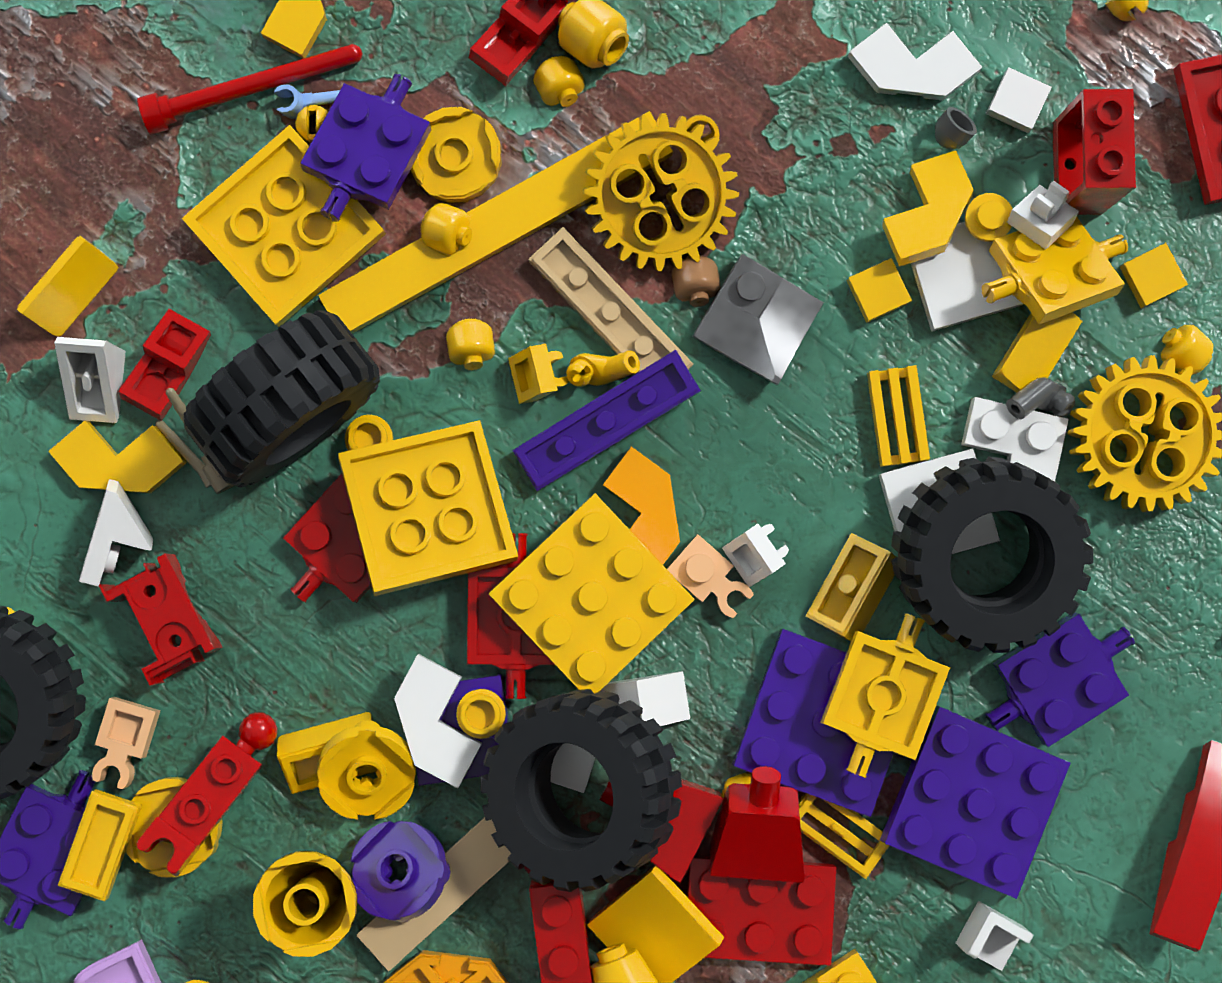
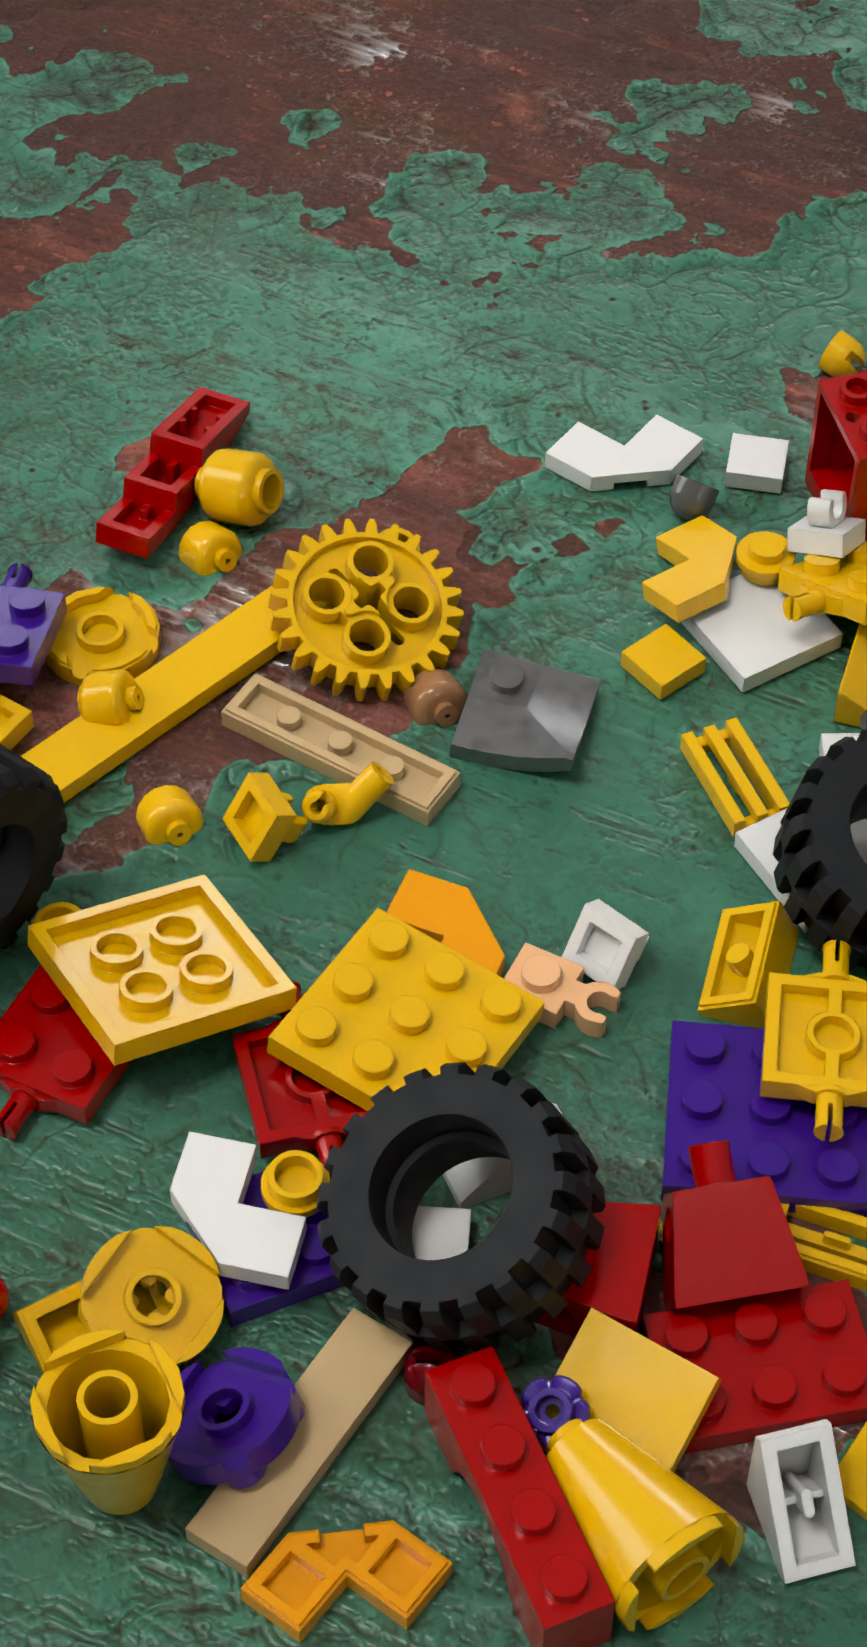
camera: 15 degrees left, 35 degrees down
(606, 420) = (367, 849): dark purple tile -> none
(615, 920) = (558, 1391): none -> dark purple plate

